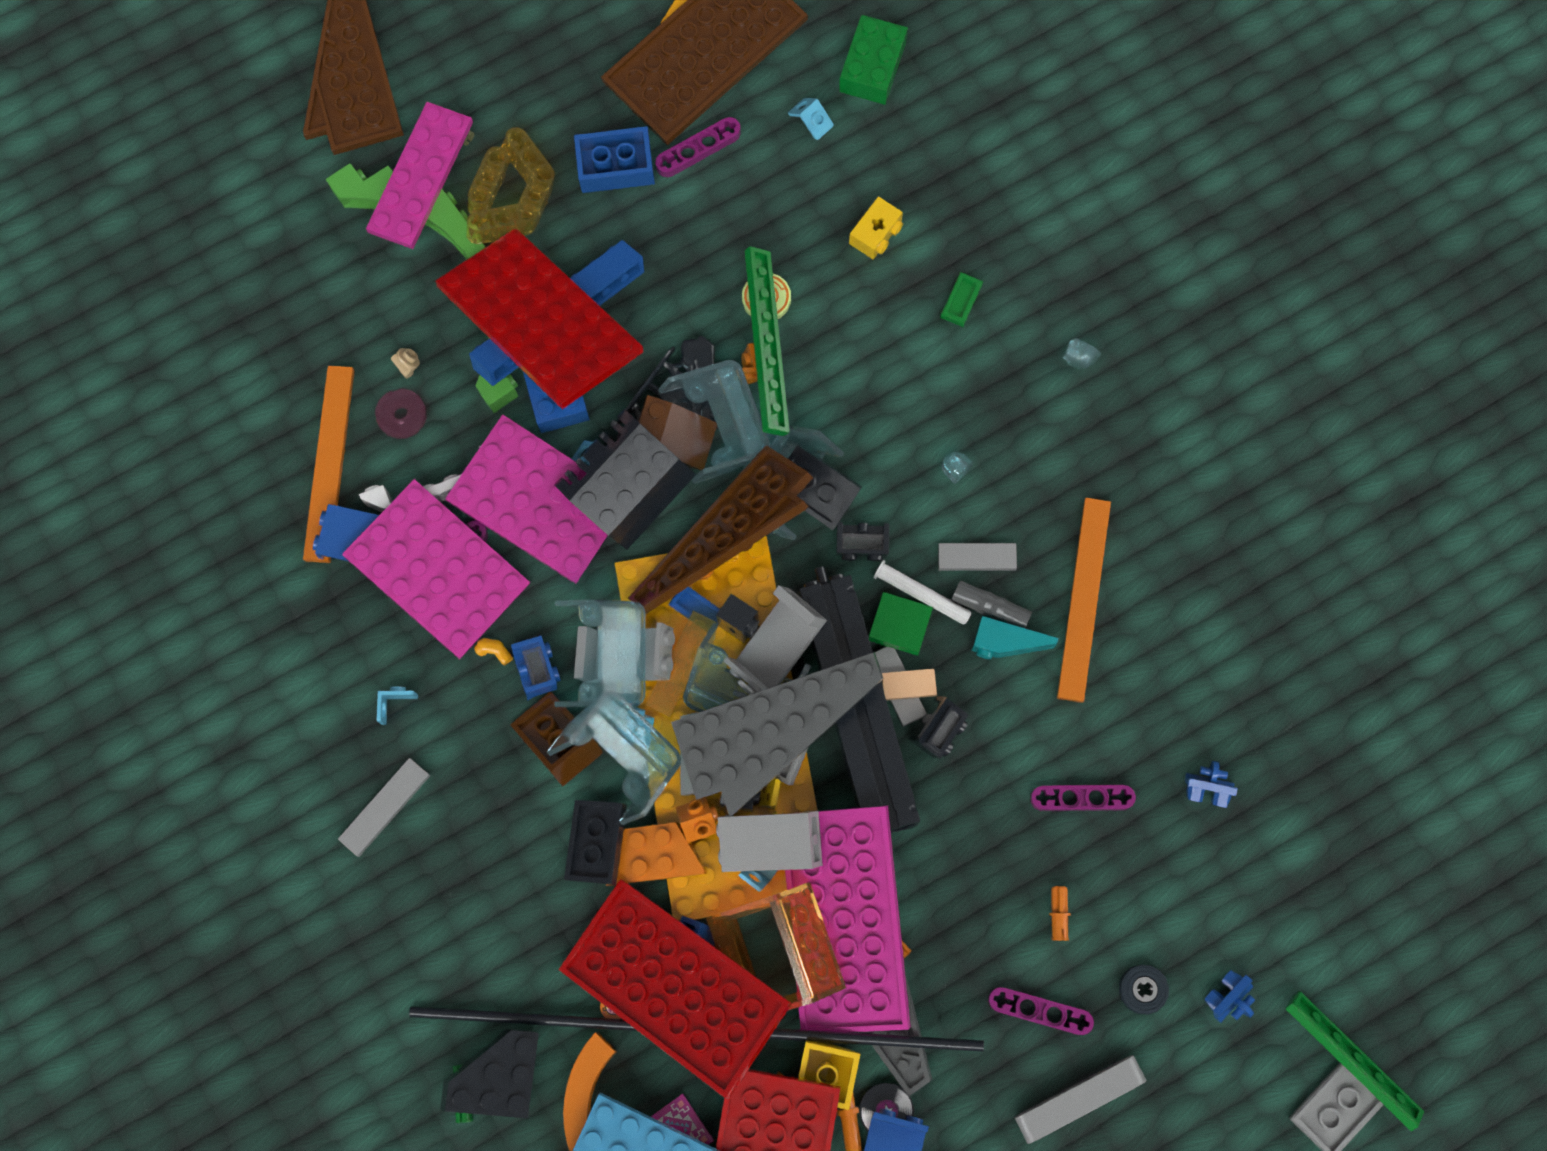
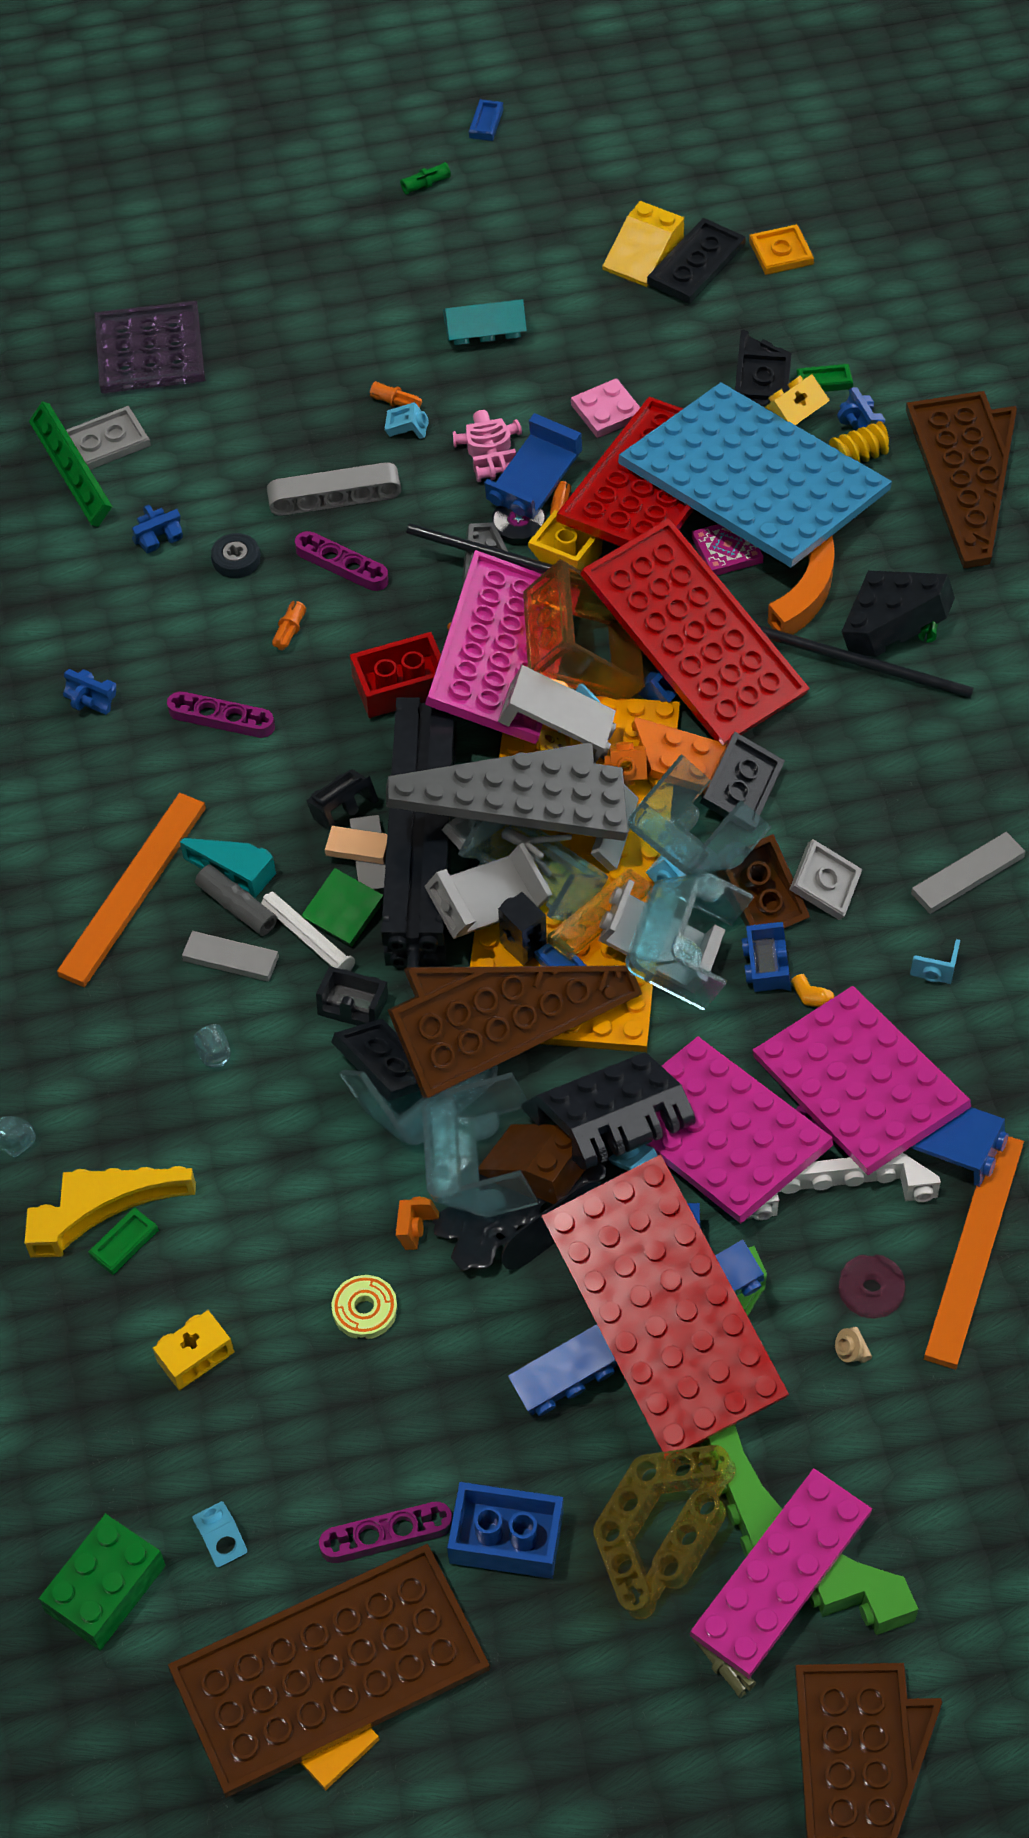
camera: 165 degrees left, 20 degrees down
(502, 758) = (825, 879): none -> light grey tile
(766, 342) = (383, 1231): green plate -> none
(935, 875) = (395, 672): none -> red brick
(996, 321) = (94, 1197): none -> yellow arch

